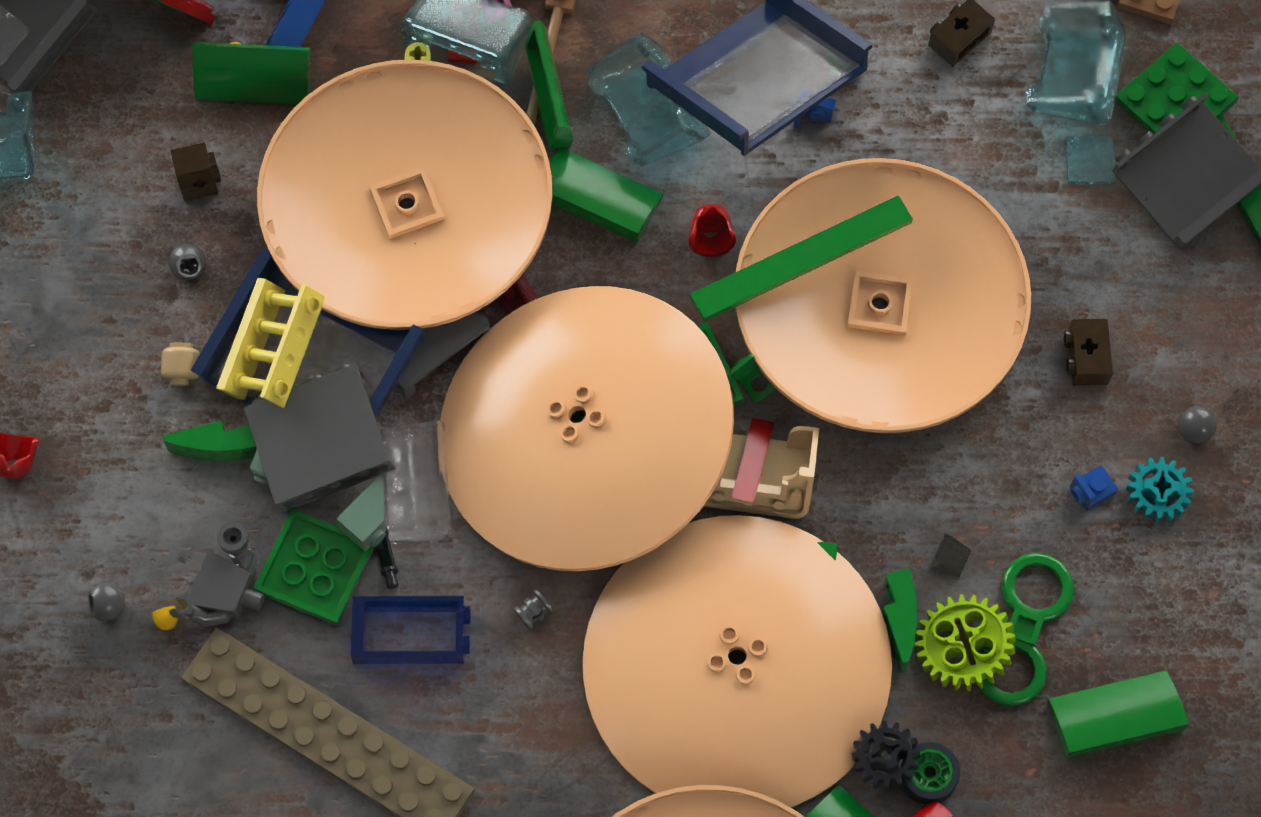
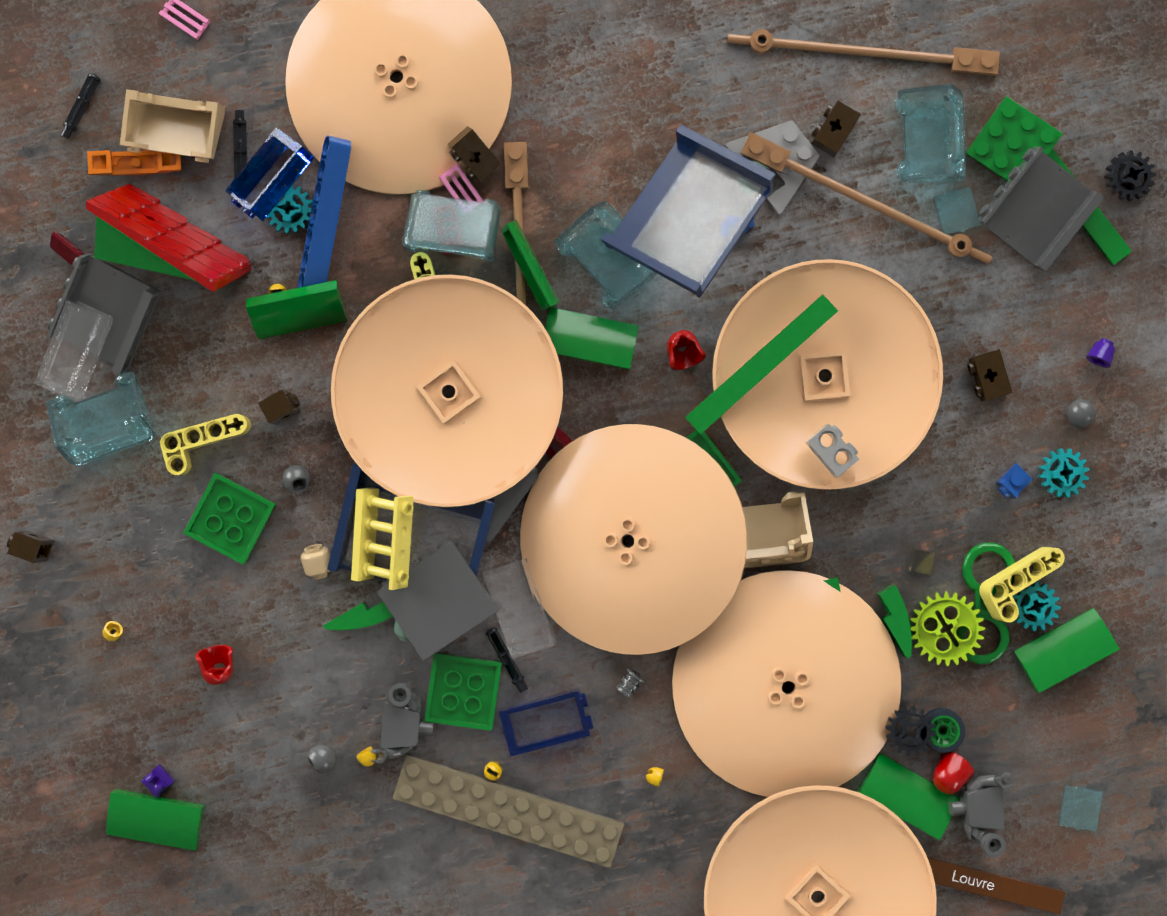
camera: 10 degrees left, 20 degrees up
(90, 289) = (229, 518): none -> green plate
(92, 192) = (206, 438): none -> light yellow beam
(317, 682) = (495, 766): none -> yellow hinge
(366, 516) = (492, 650): sand green slope -> none
(533, 737) = (655, 776): none -> yellow hinge
(745, 371) = (738, 459): green bracket -> none
(752, 460) = (760, 528): sticker -> none
(858, 377) = (827, 455): none -> light grey brick
(884, 45) = (777, 158): none -> medium nougat bar
(897, 52) = (791, 138): none -> light grey wing
(1073, 646) = (1038, 614): none -> teal gear
(1079, 601) = (1023, 579): none -> light yellow beam
(1237, 361) = (1102, 353): none -> dark purple hat

